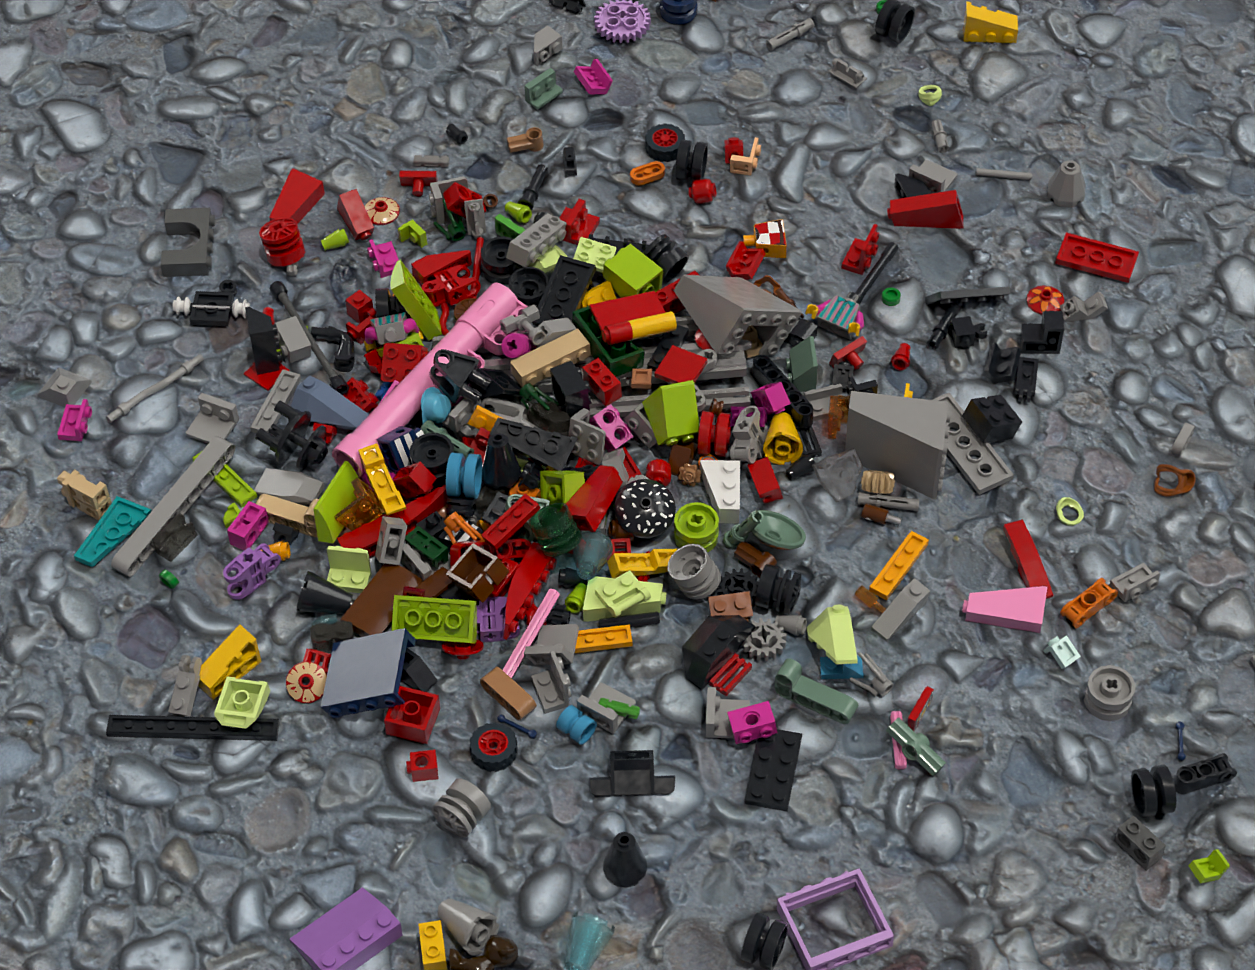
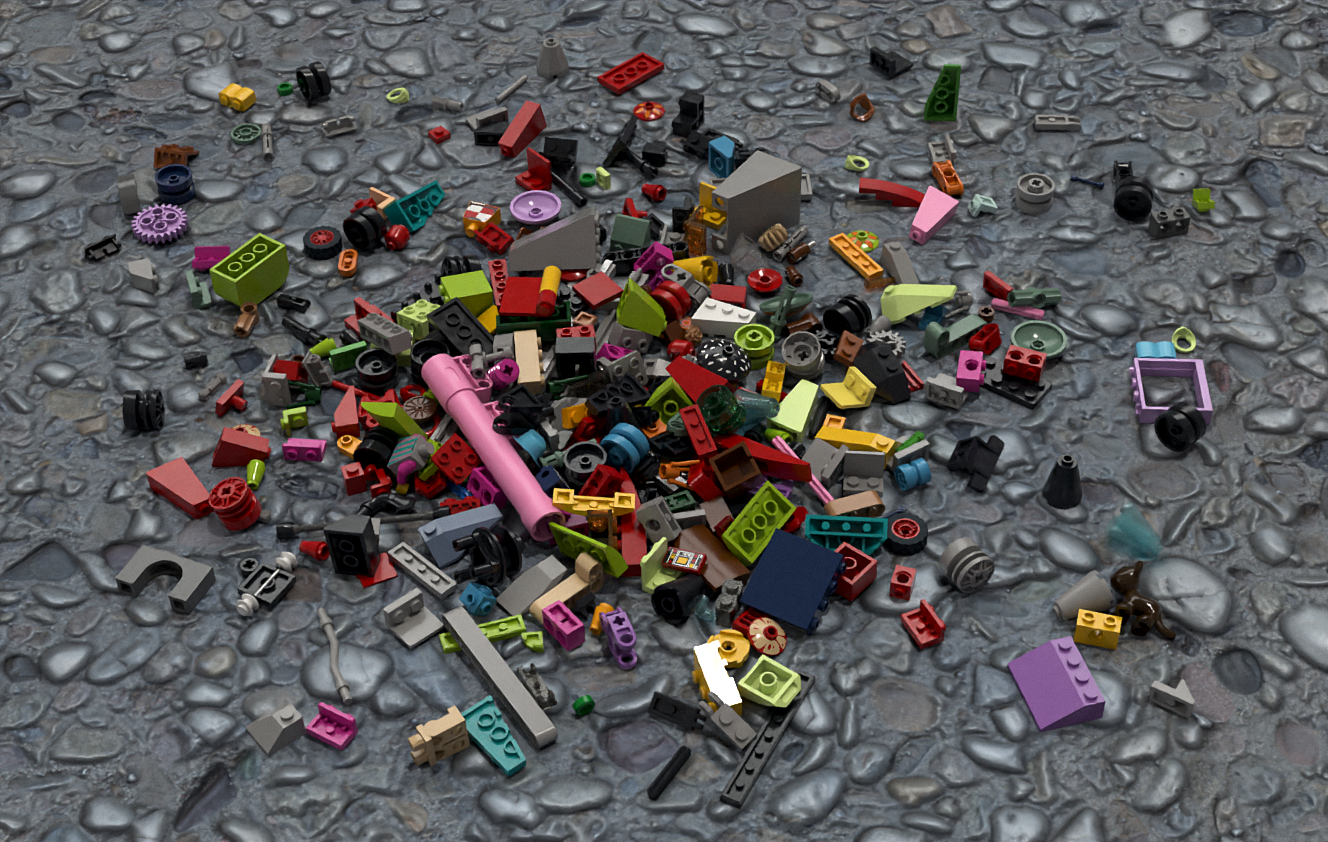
camera: 65 degrees left, 10 degrees down
(122, 669) = (669, 772): none -> black axle
(189, 641) = (676, 711): none -> black hinge
(253, 455) = (478, 599): none -> dark azure brick
(270, 655) = (739, 647): none -> yellow plate
(361, 581) = (684, 560): none -> tile
(365, 129) = (143, 409): none -> black wheel
(374, 801) = (924, 625): none -> red bracket
(461, 694) = (860, 532): none -> teal wedge
(572, 111) = (251, 271): none -> lime brick
(597, 667) = (859, 441): none -> yellow wedge
(620, 589) = (796, 405): yellowish green plate -> none
(668, 629) = (853, 392): none -> light yellow bracket
(750, 184) = (416, 207): none -> teal wedge
(793, 768) = (1024, 363): none -> red brick
(794, 13) = (246, 134): none -> sand green wheel
(806, 272) = (535, 207): none -> lavender dish
(811, 495) = (765, 280): none -> red dish
(824, 725) = (986, 339): none -> red piece
(831, 527) = (796, 278): none -> reddish brown pin
(839, 315) = (595, 197): torso -> none
(845, 761) = (1040, 336): none -> sand green dish
(875, 708) = (986, 313): none -> reddish brown bush
(888, 152) = (439, 134): none -> red plate
(888, 891) = (1160, 350): none -> medium azure brick
(895, 307) = (603, 178): none -> yellowish green tile
(914, 256) = (562, 149): none -> black bracket
(934, 569) = (864, 240): none -> lime dish
(934, 904) = (1183, 332): none -> yellowish green piece
(983, 384) = (721, 156): none -> dark azure slope
(989, 26) = (359, 44): yellow wedge -> none
(1076, 309) = (674, 92): light grey slope -> none
(1222, 548) = (943, 98): none -> bright green wedge

